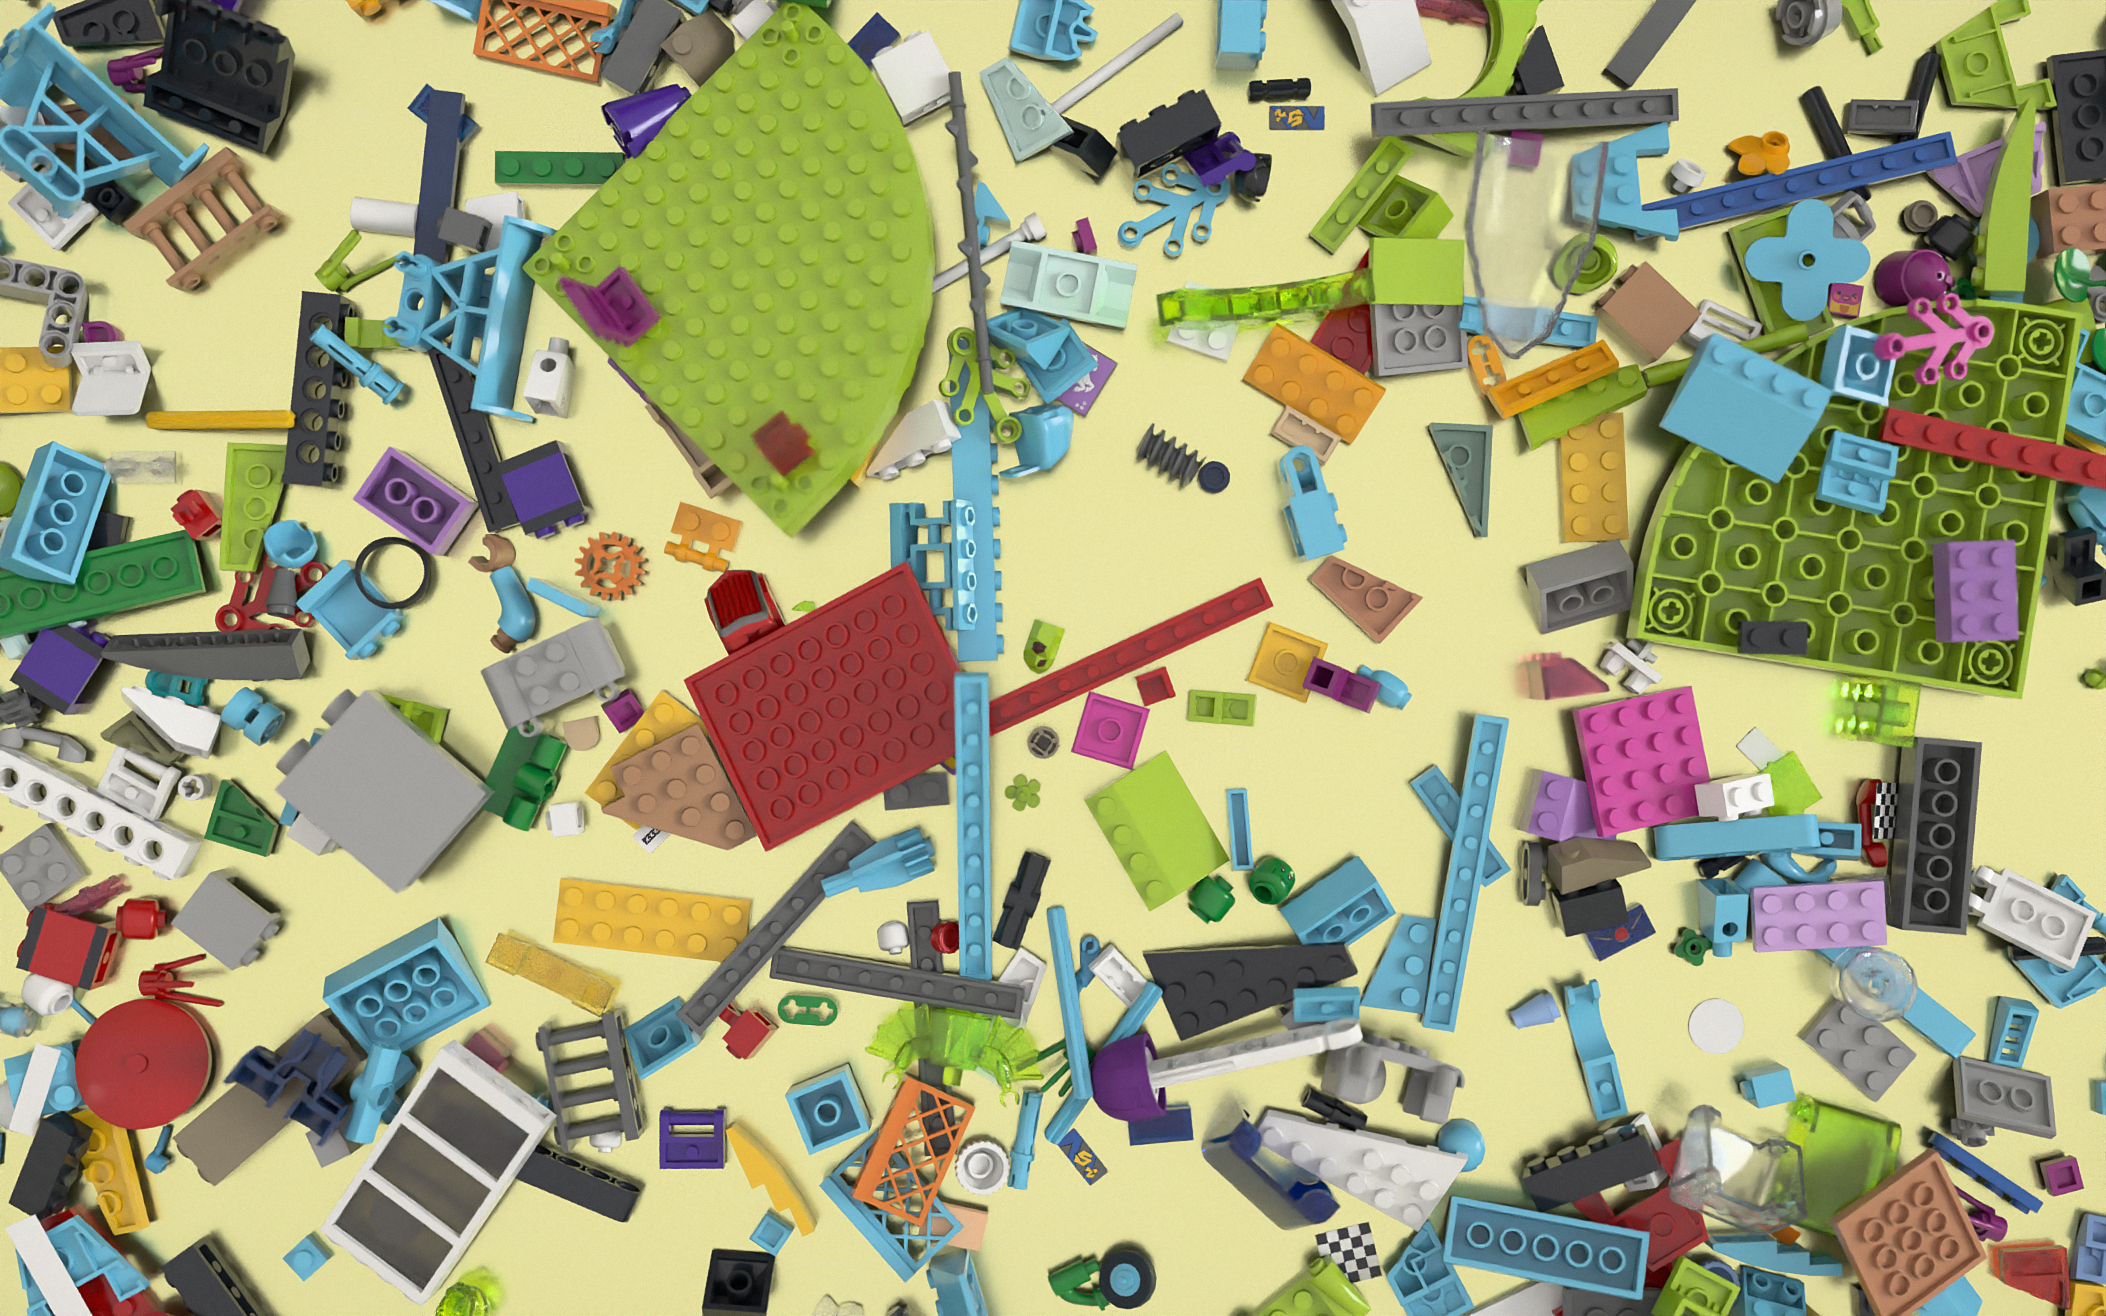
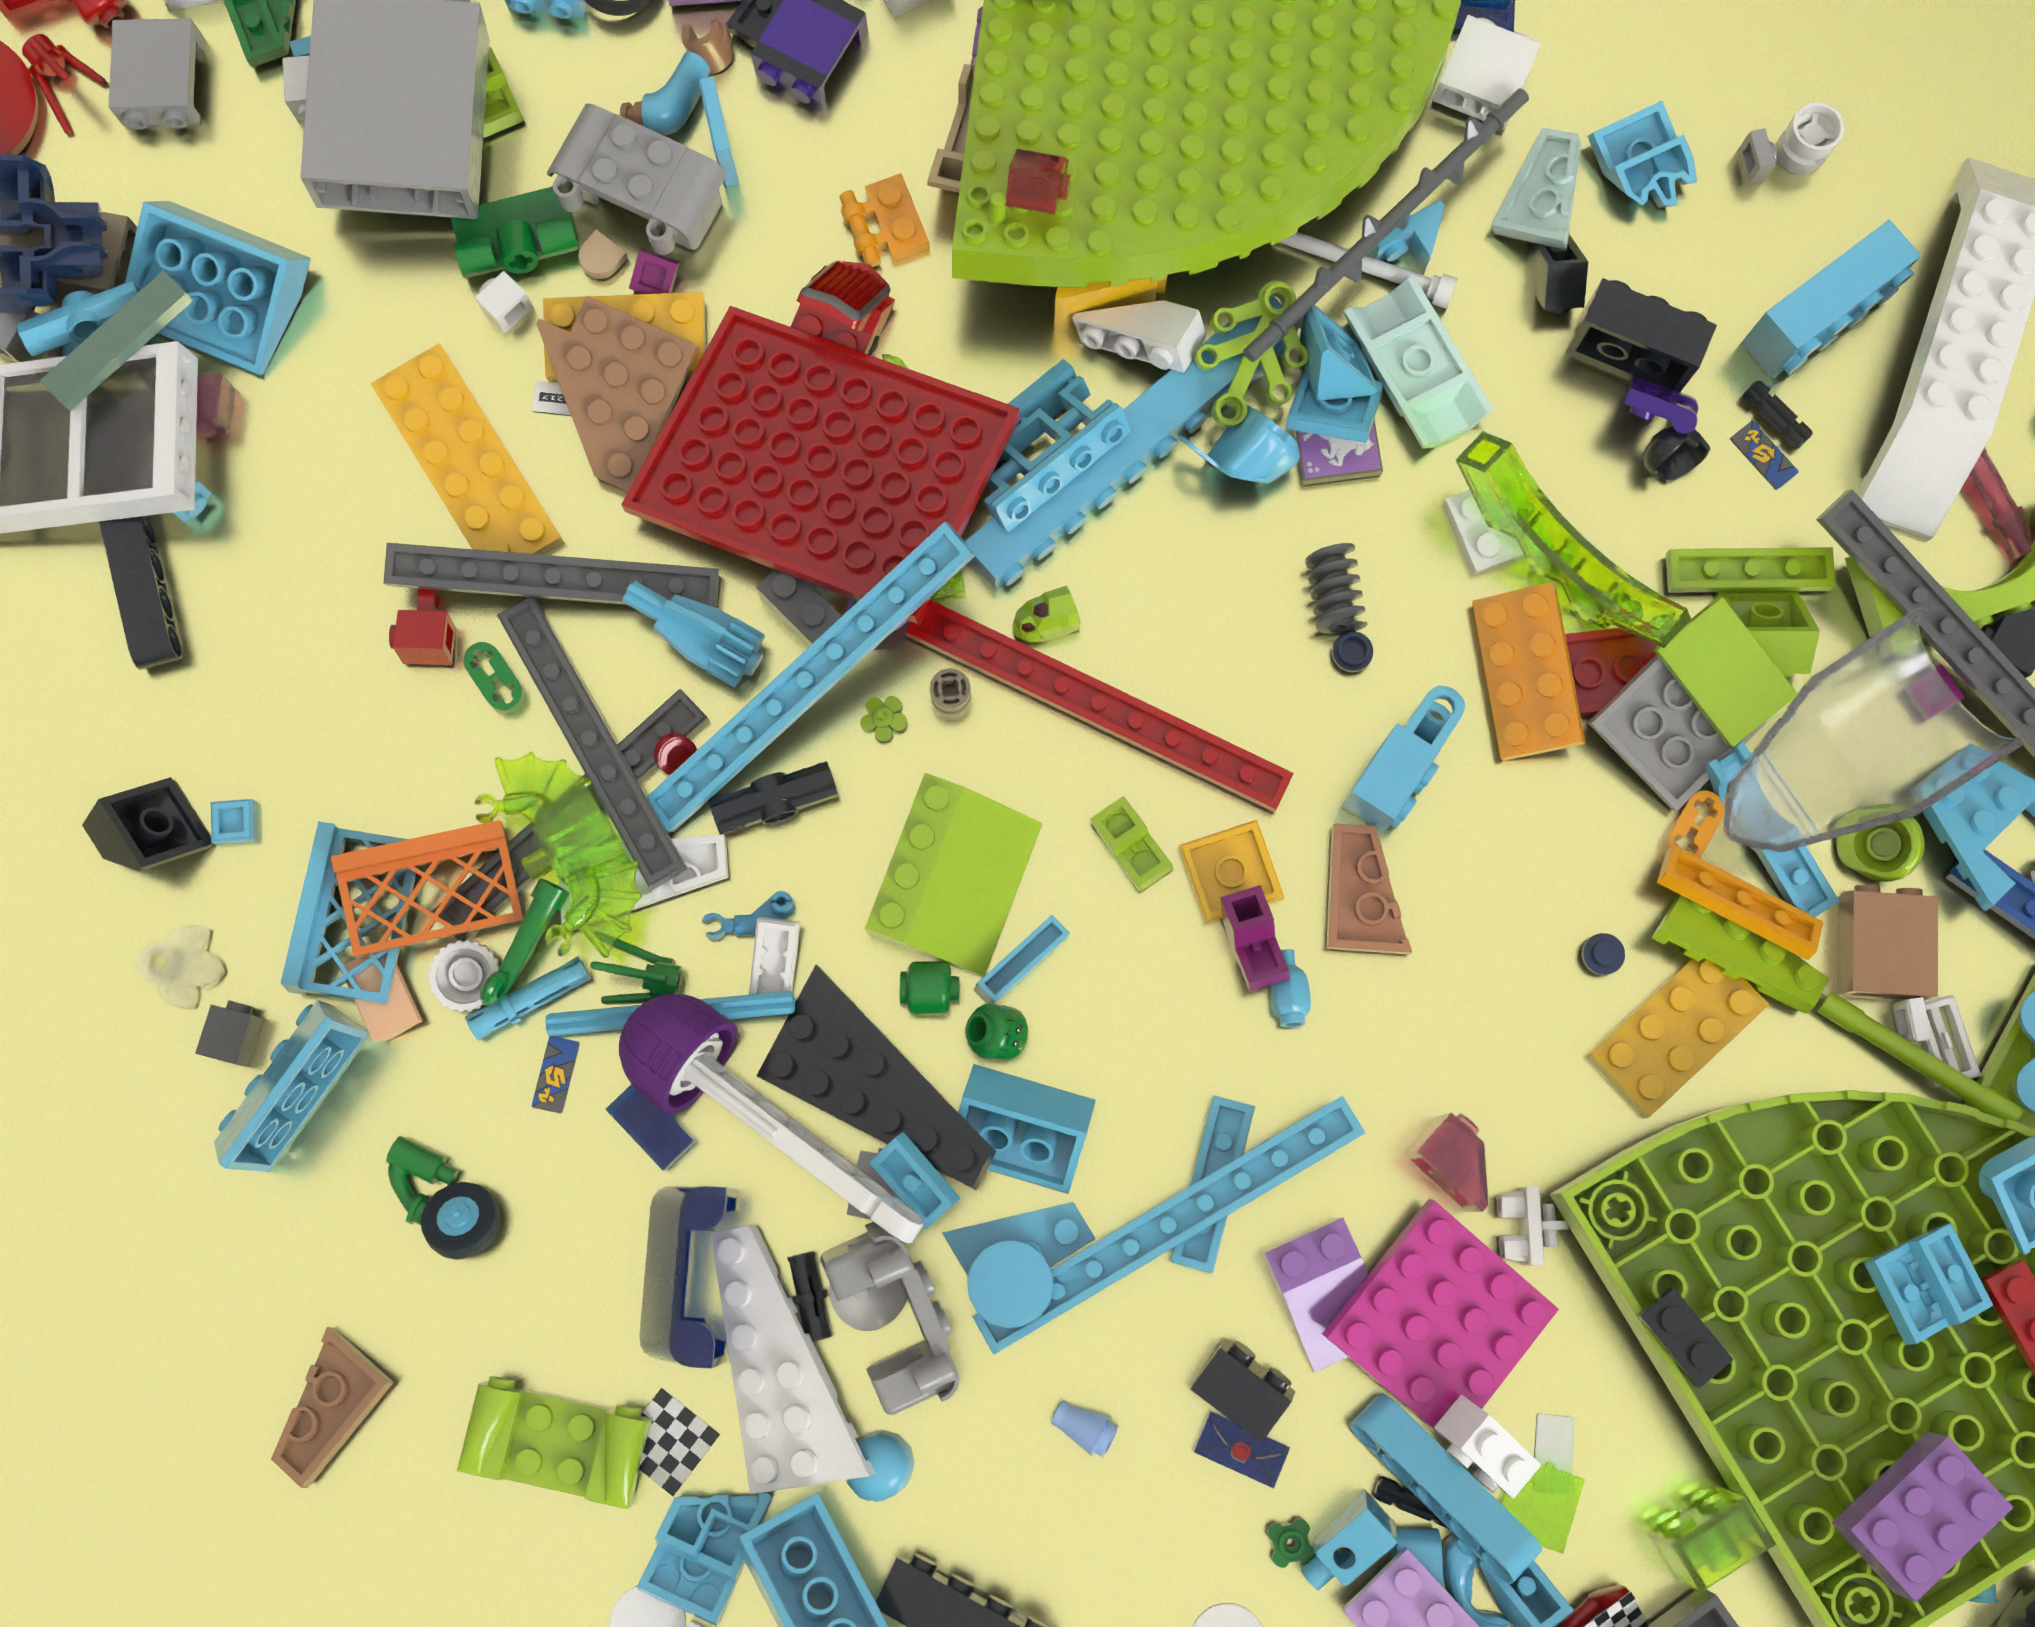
camera: 55 degrees right, 10 degrees down
(409, 1085) = (116, 340): none -> sand green tile
(551, 972) = (338, 402): clear yellow slope -> none
(601, 555) = (789, 161): orange gear -> none
(606, 1141) = (211, 584): white piece -> none
(621, 1090) = (270, 560): dark grey fence -> none
(660, 1038) = (348, 559): medium azure slope -> none
(692, 1150) = (262, 677): dark purple plate -> none
(764, 1169) = (295, 756): yellow slope -> none
(828, 1109) = (406, 771): medium azure brick -> none
(893, 937) = (633, 705): white piece -> none
(978, 1086) = (546, 900): none -> green plant
(1069, 1003) = (704, 926): medium azure axle -> none
(1083, 237) = (1475, 341): magenta plate -> none
(1110, 730) = (1017, 752): dark pink tile -> none
(1117, 63) = (1665, 247): white piece -> none
(1154, 686) = (1098, 756): red panel -> none
(1179, 207) = (1580, 408): medium azure plant -> none
(1300, 430) = (1478, 720): tan plate -> none
(1424, 991) = (1010, 1284): none -> medium azure tile
(1467, 457) = (1586, 886): sand green wing -> none
(1514, 483) = (1603, 954): none -> dark blue plate
(1532, 885) = (1212, 1315): dark grey plate -> none
(1580, 586) = (1560, 1106): light grey slope -> none
(1589, 861) = (1287, 1345): dark tan slope -> none
(1595, 1051) = (1095, 1526): medium azure piece -> none
(1744, 407) = (1890, 1106): medium azure slope -> none

